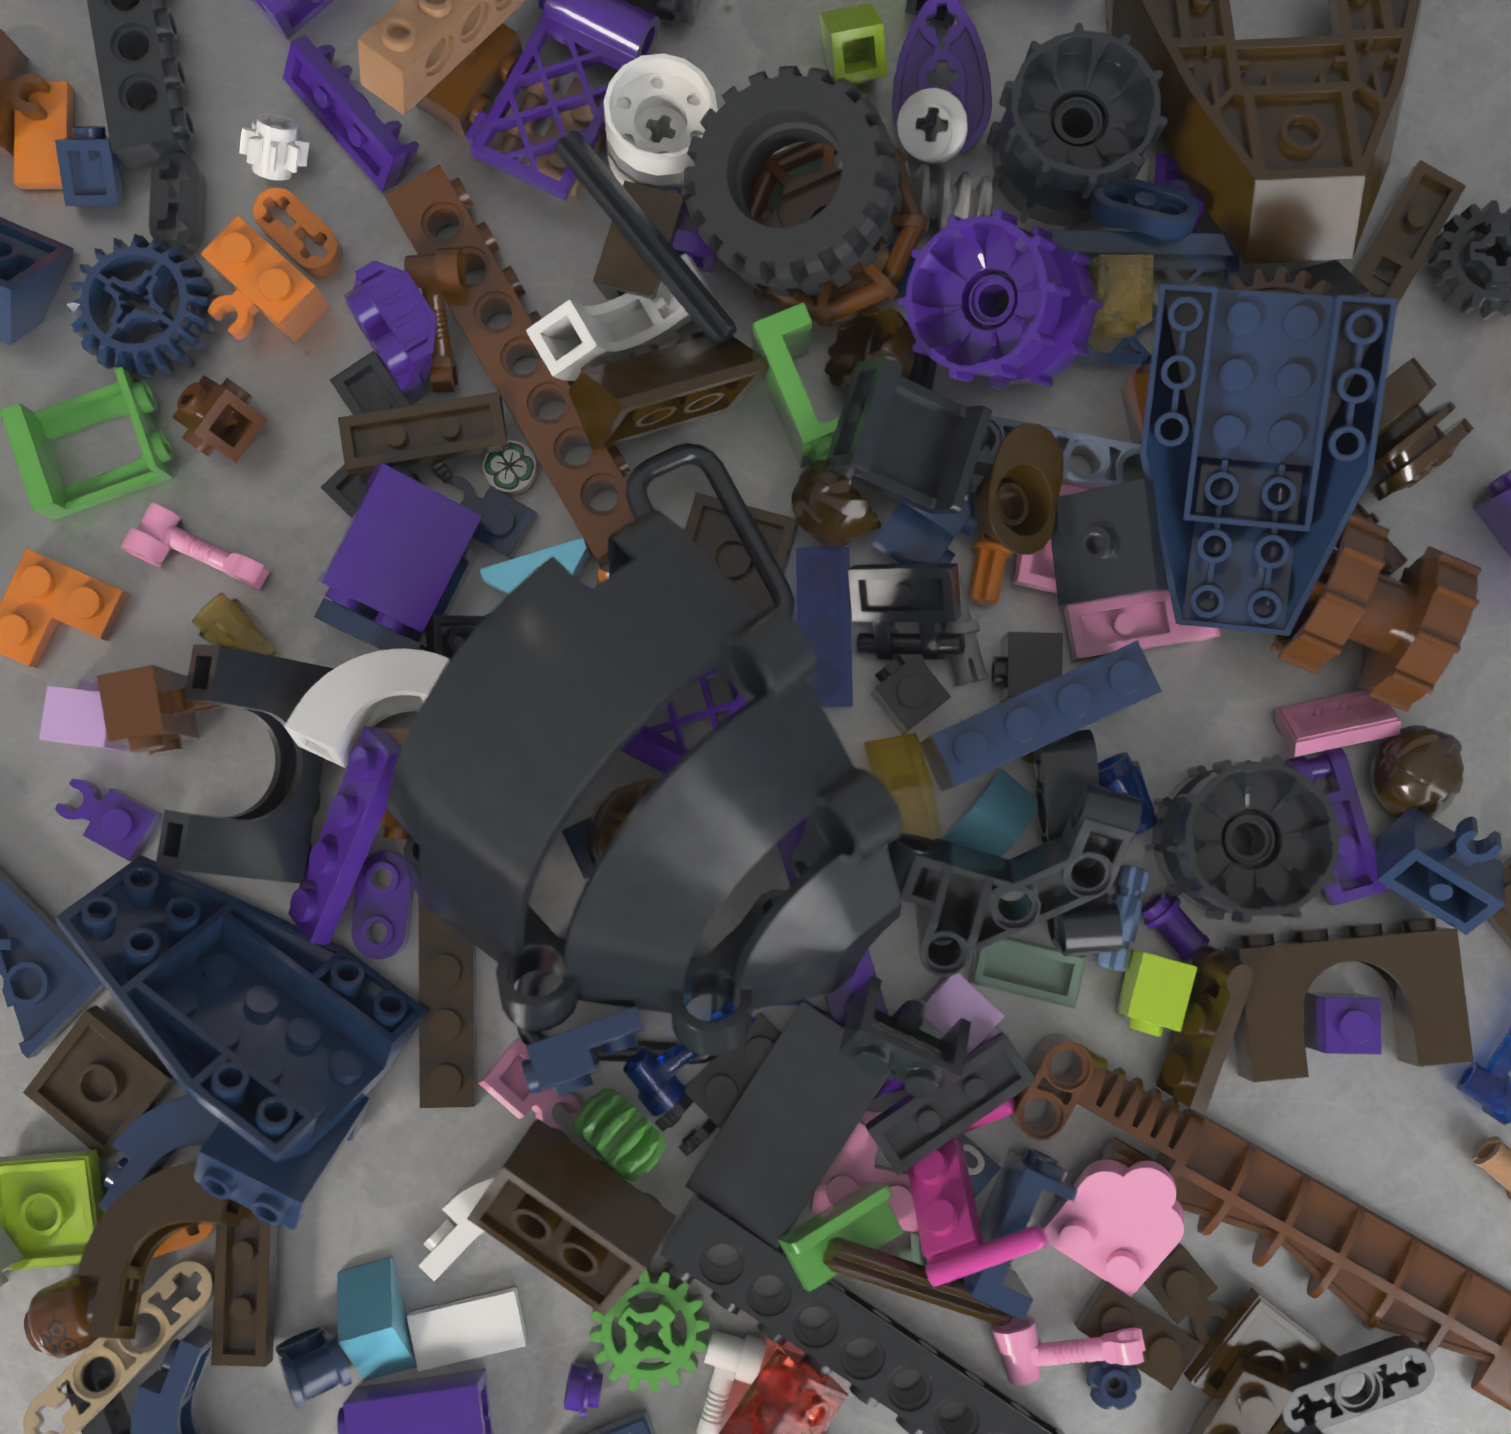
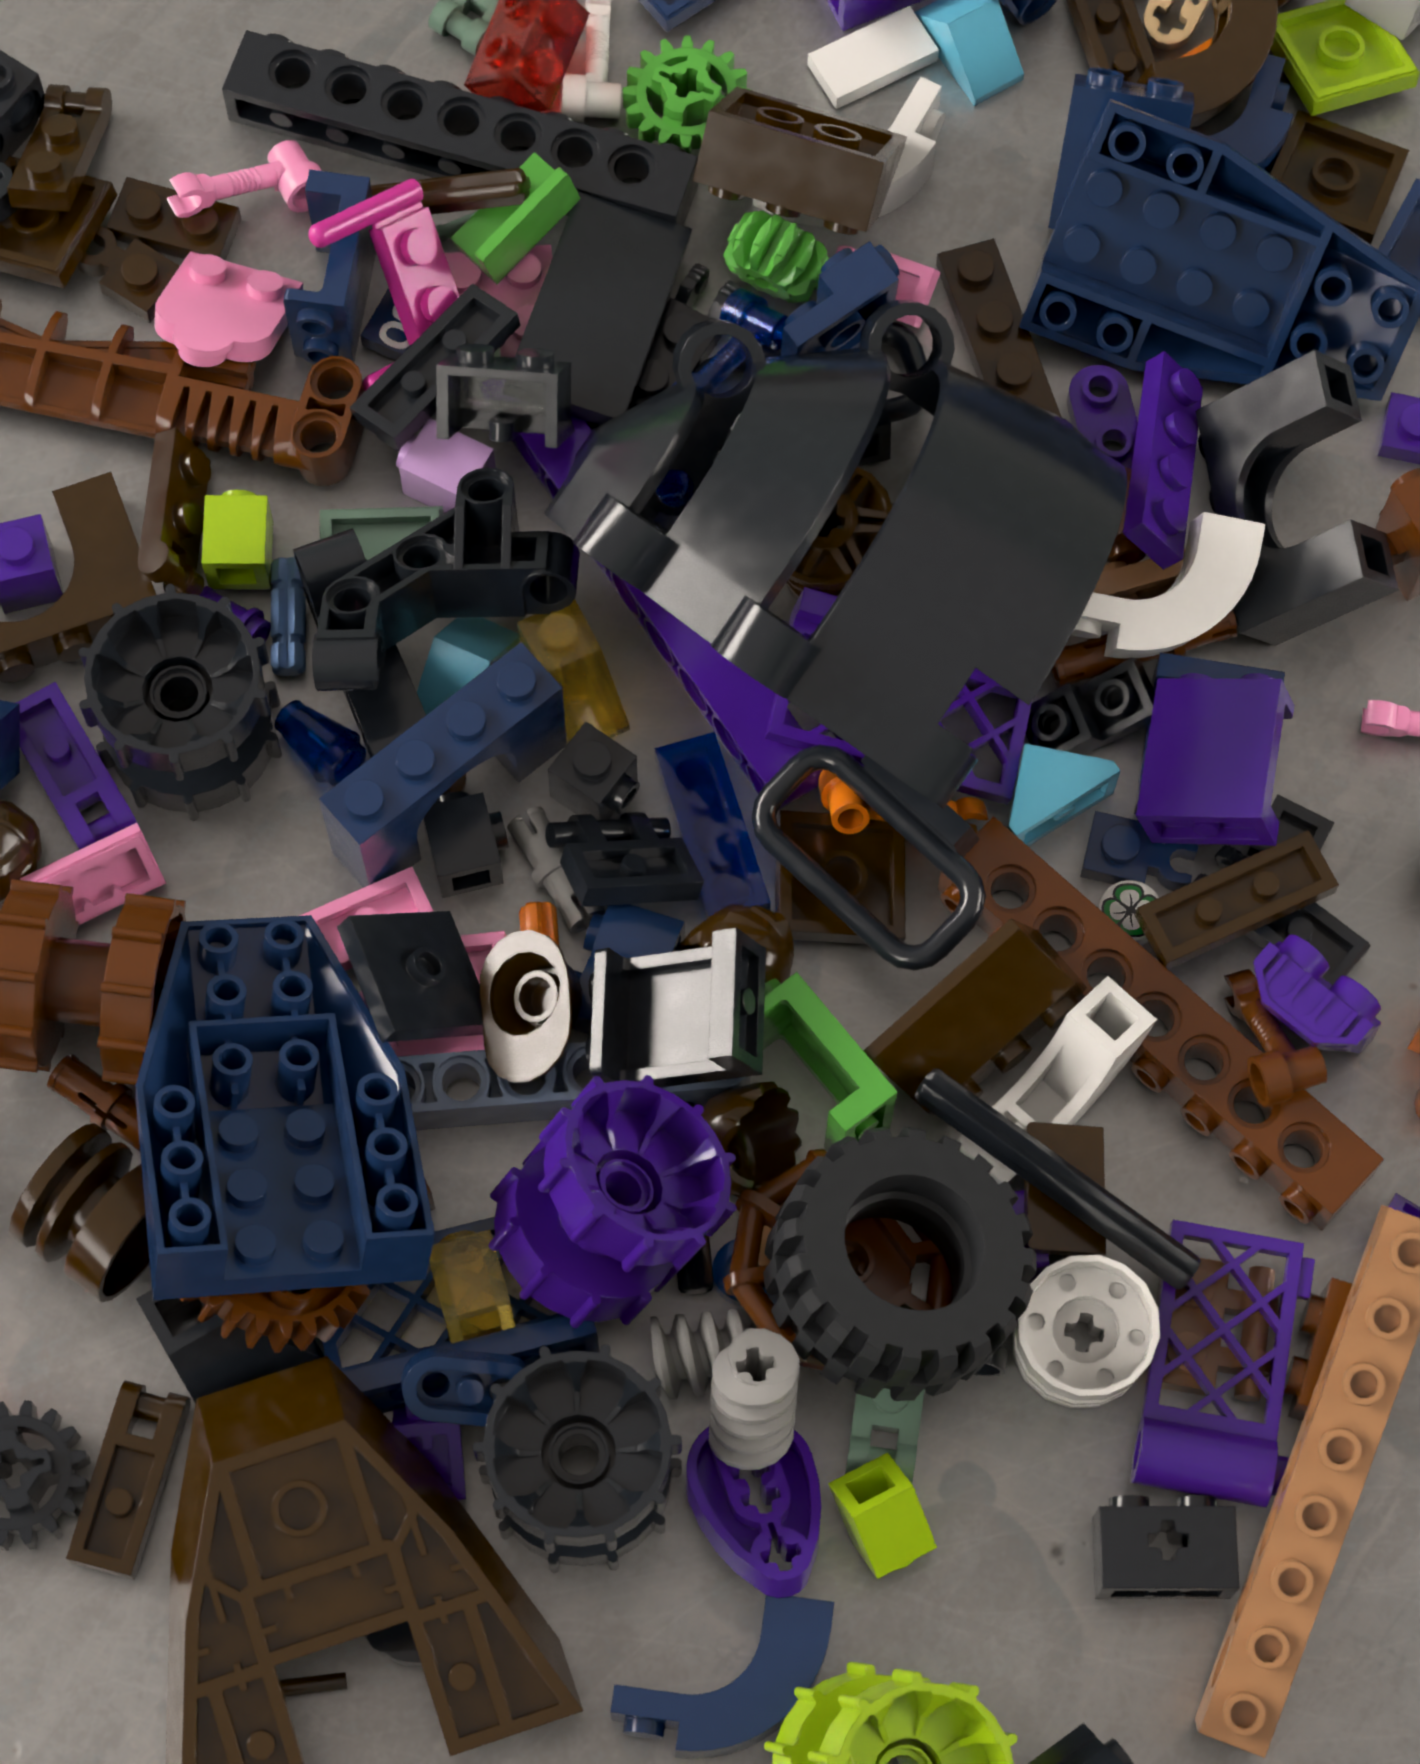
camera: 165 degrees right, 15 degrees down
(230, 625) = (1372, 649): clear yellow cone -> none
(582, 1388) = (737, 32): dark purple plate -> none
(1120, 1397) = (191, 155): dark blue plate -> none

